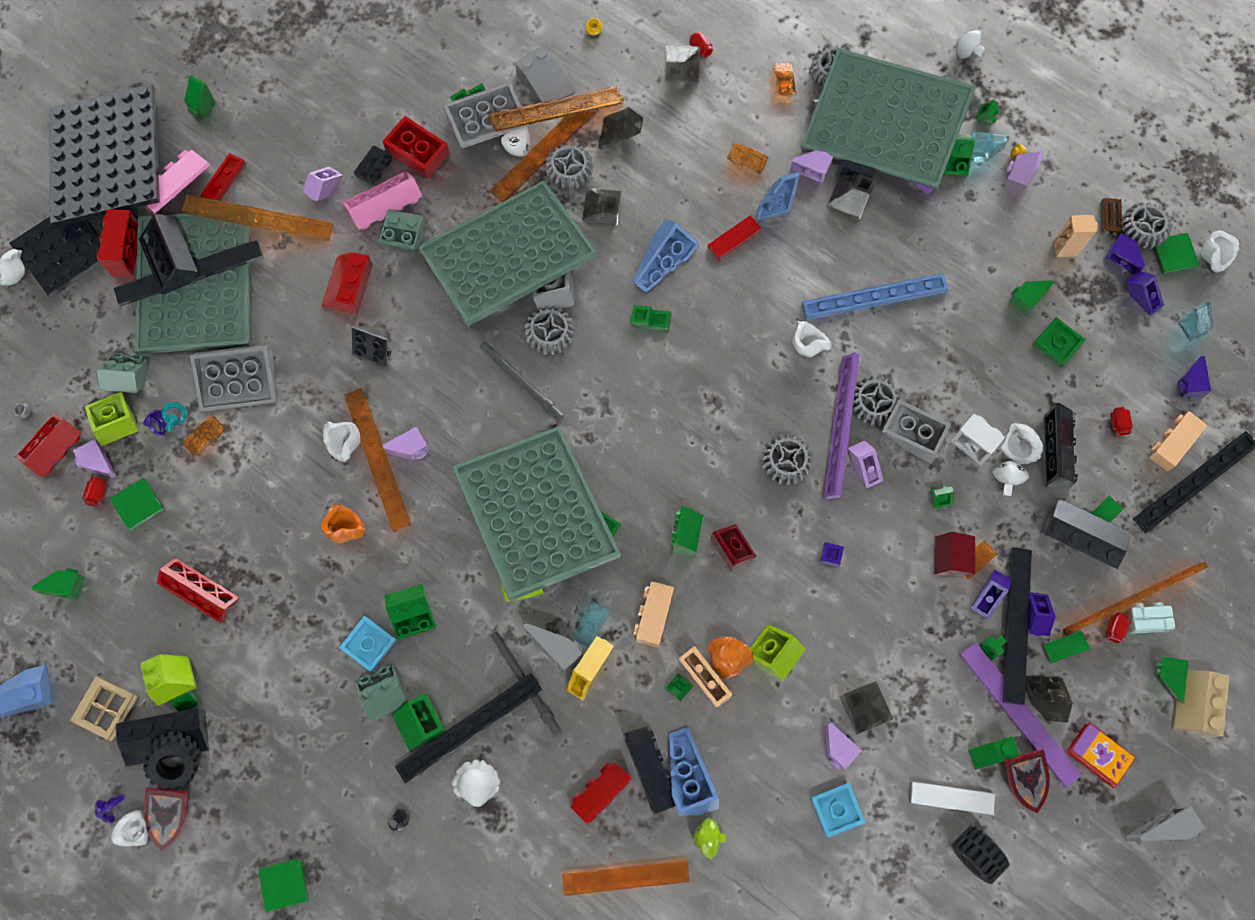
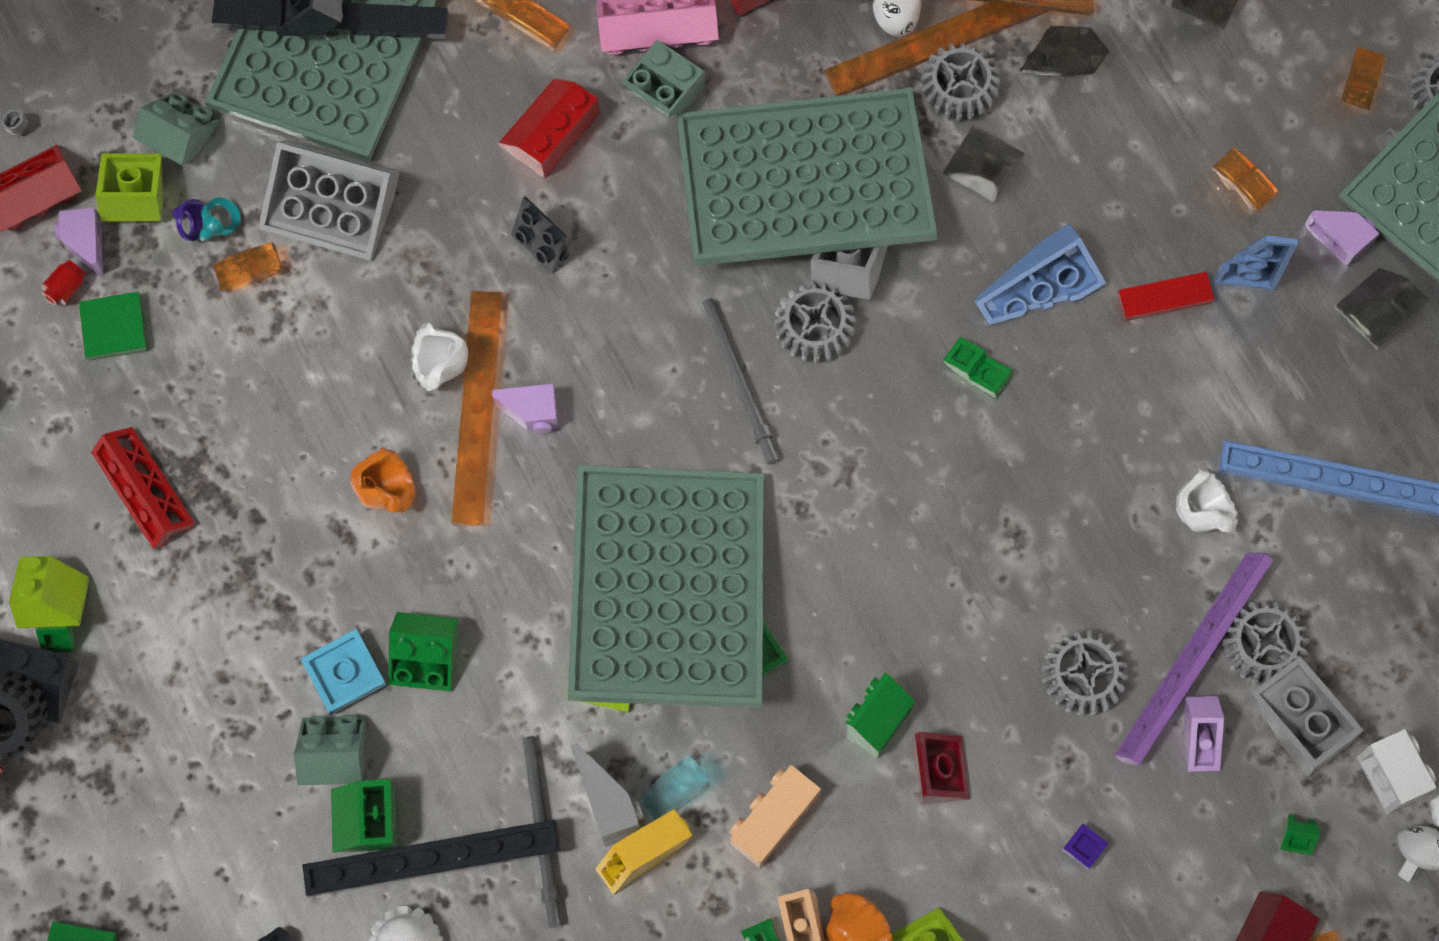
camera: 30 degrees right, 0 degrees up
(848, 168) = (1396, 261): black bracket -> none

